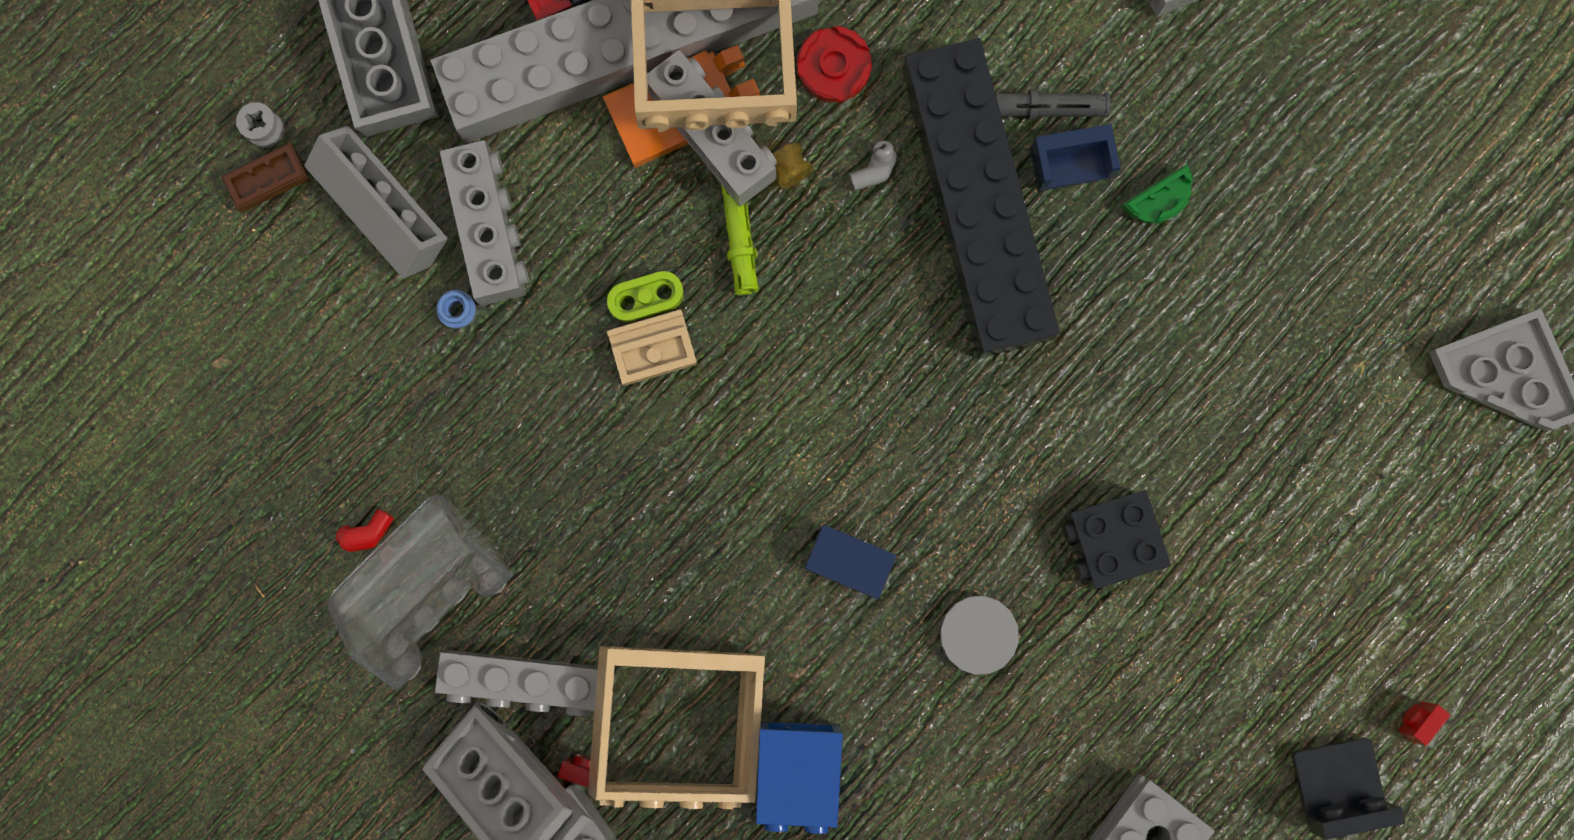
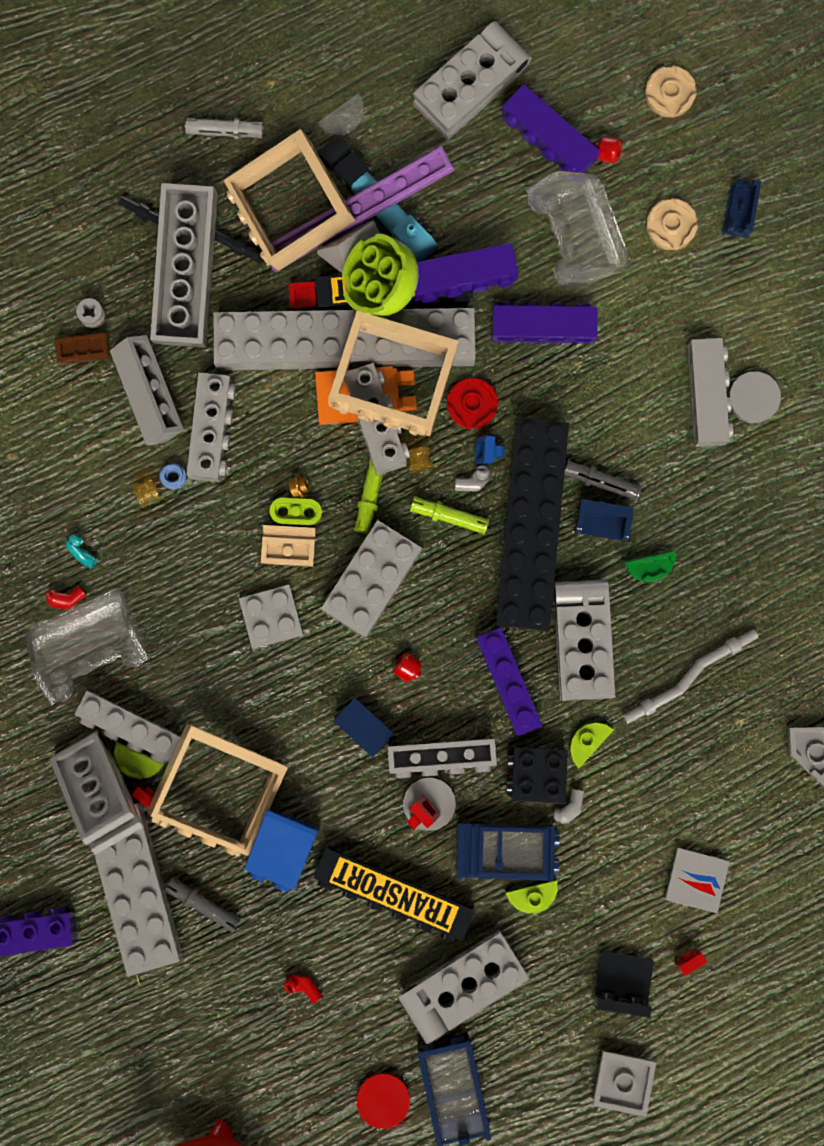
camera: 20 degrees right, 0 degrees up
(366, 464) = (79, 553): none -> teal arm
(426, 344) = (146, 492): none -> clear yellow wheel
(546, 729) = (135, 764): none -> lime plate
(637, 260) = (299, 486): none -> pearl gold plate
(663, 455) = (271, 617): none -> light grey plate
(785, 352) = (371, 579): none -> light grey brick
(859, 226) = (449, 515): none -> lime pin
(878, 119) = (487, 451): none -> blue tile
(878, 456) = (407, 667): none -> red piece
(974, 562) = (442, 756): none -> light grey brick
(978, 651) = (423, 812): none -> red tile
(979, 779) = (394, 894): none -> brick
(1028, 426) = (508, 682): none -> dark purple brick
(1104, 273) = (592, 600): none -> light grey hinge
(1113, 662) = (507, 851): none -> door
(1163, 469) = (587, 740): none -> lime plate
(1172, 712) = (533, 898): none -> lime plate
(1178, 572) = (571, 810): none -> light grey arm
(1231, 389) = (731, 647): none -> light grey bar
(1386, 605) = (696, 880): none -> light grey tile

